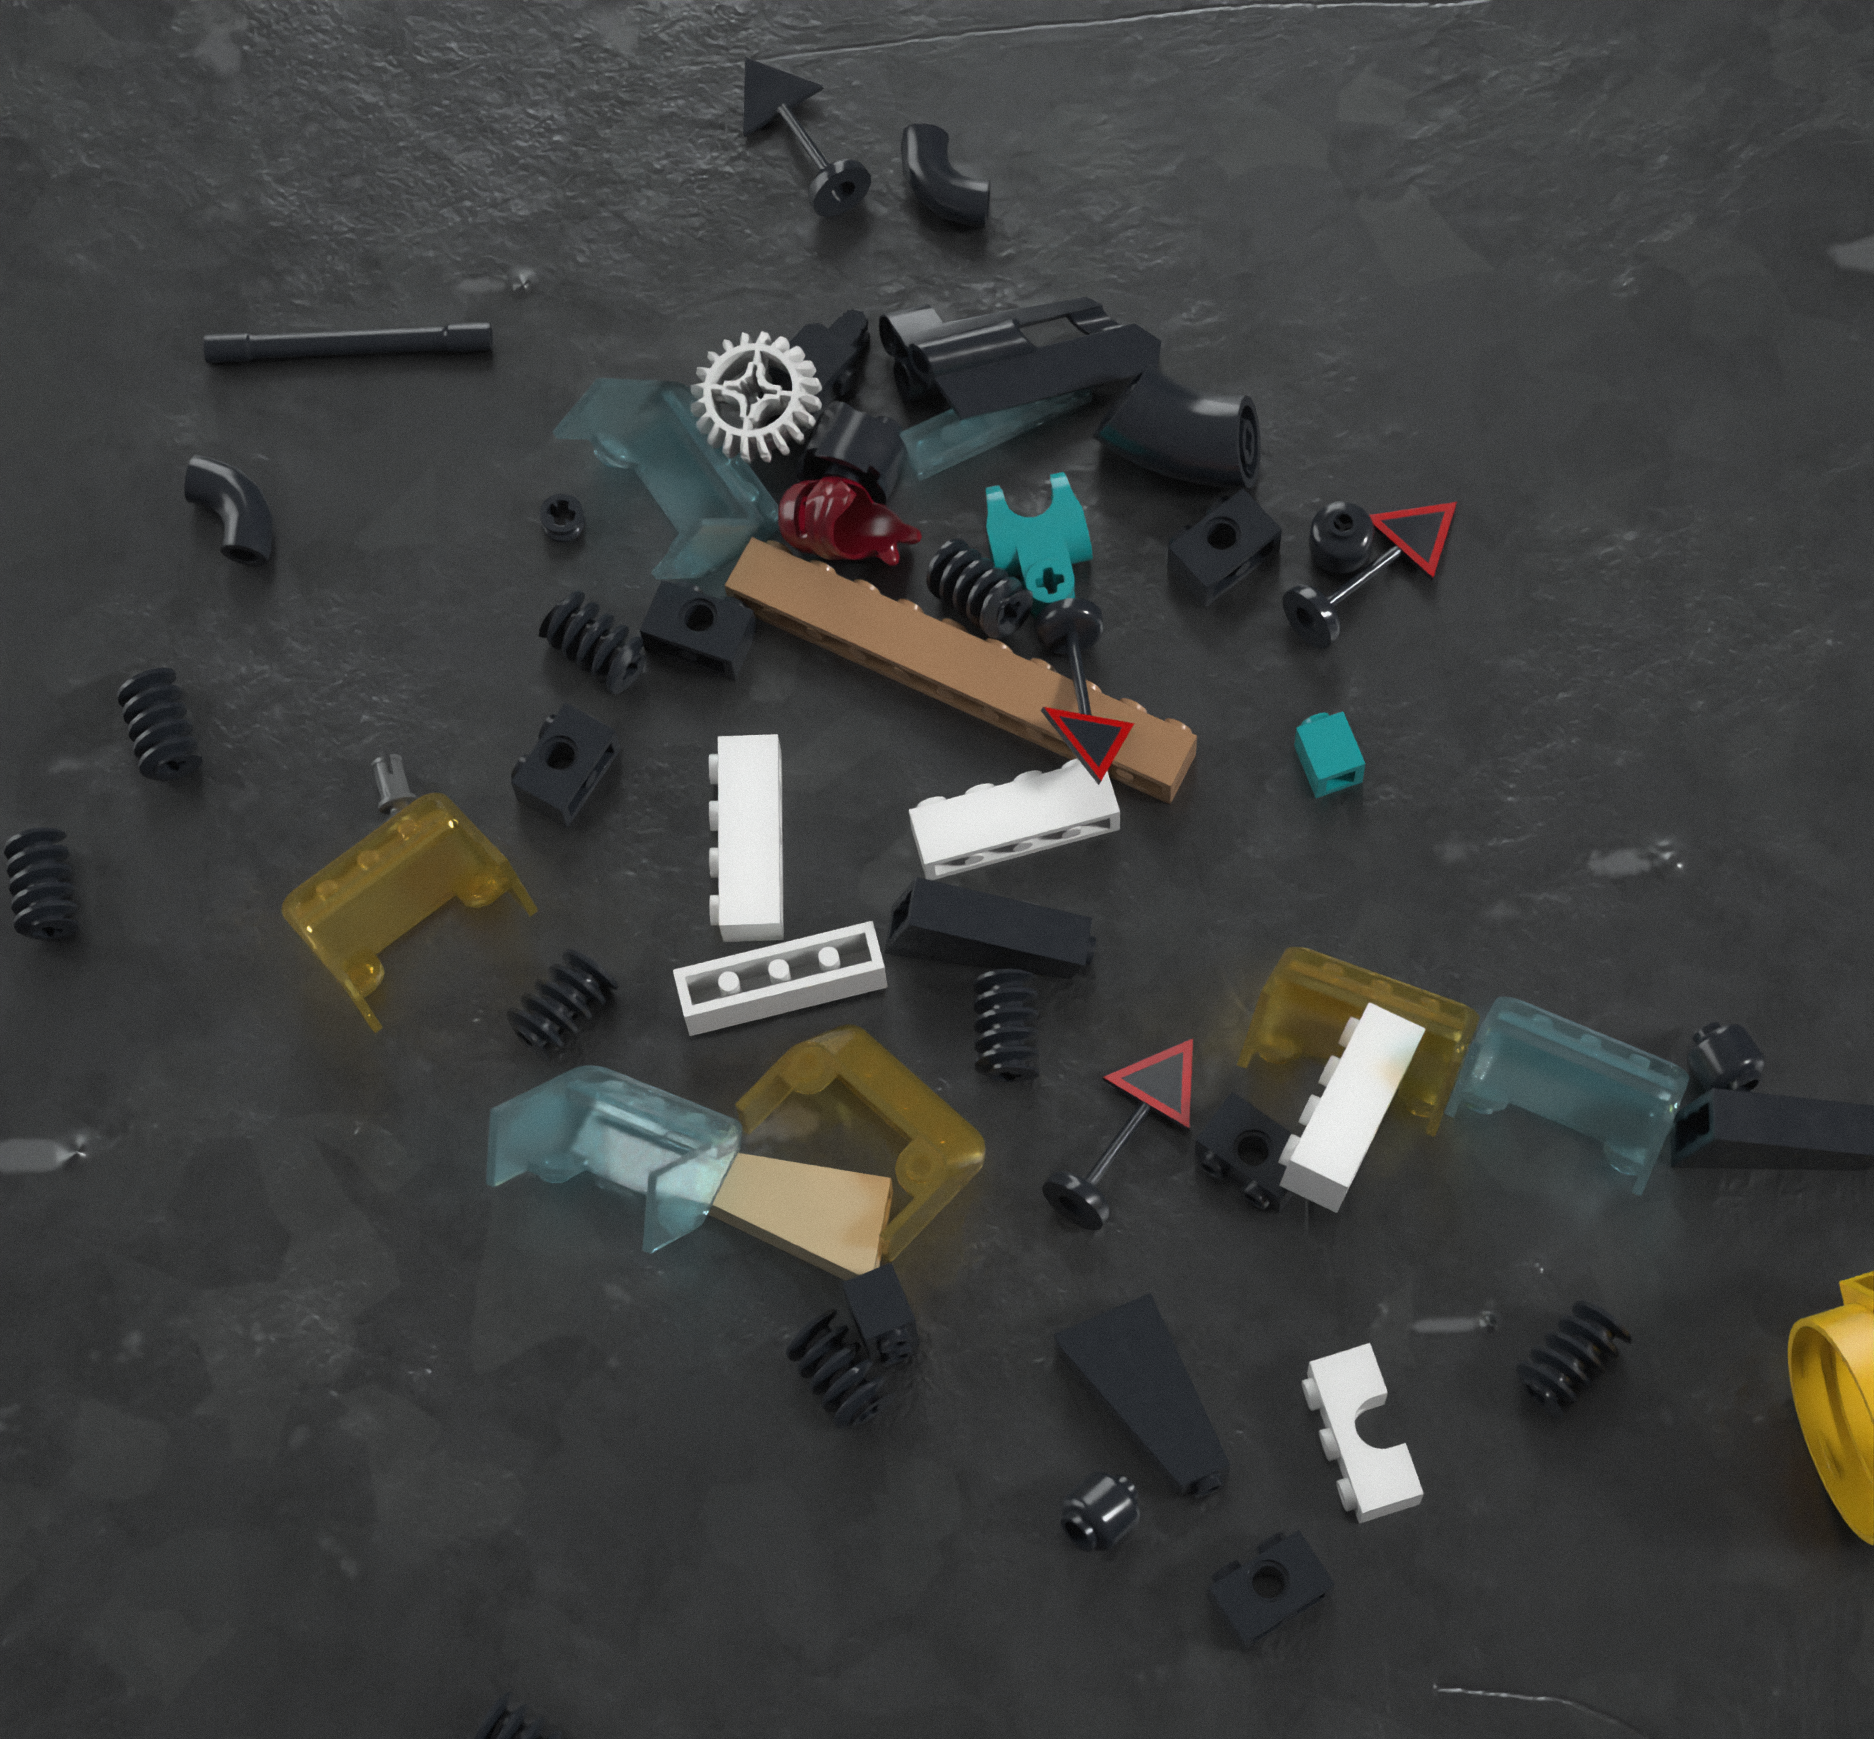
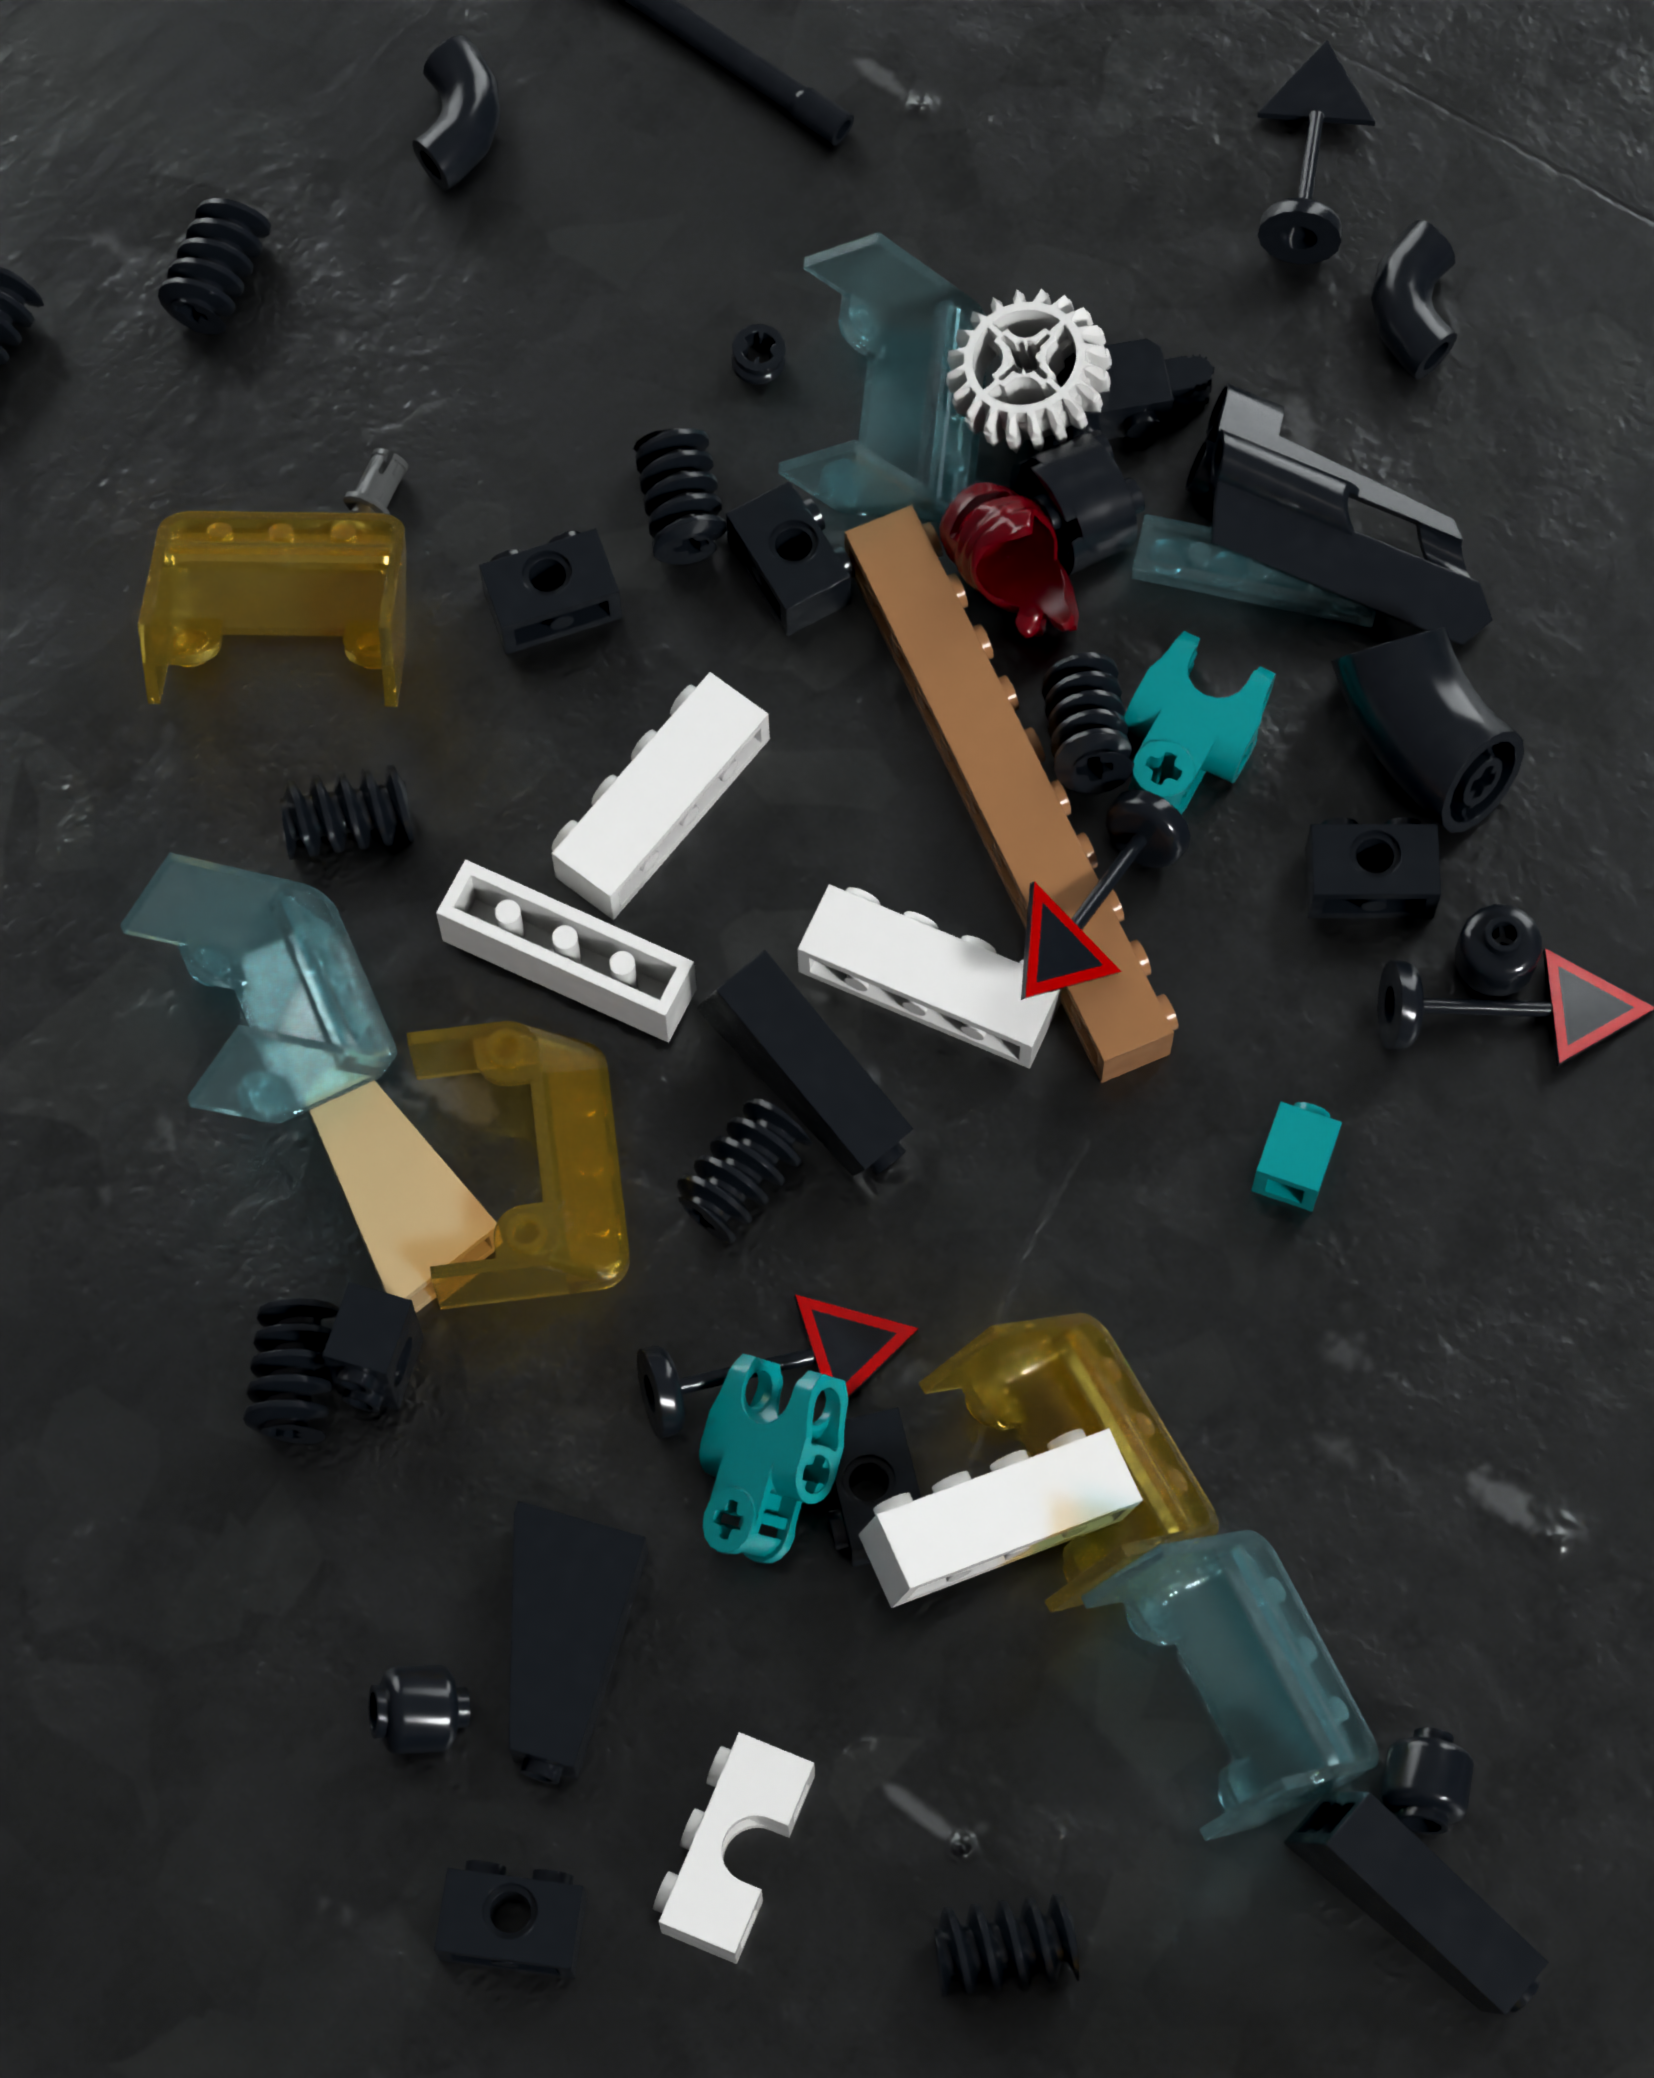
camera: 35 degrees right, 0 degrees up
(1181, 1191) = (768, 1459): none -> teal piece

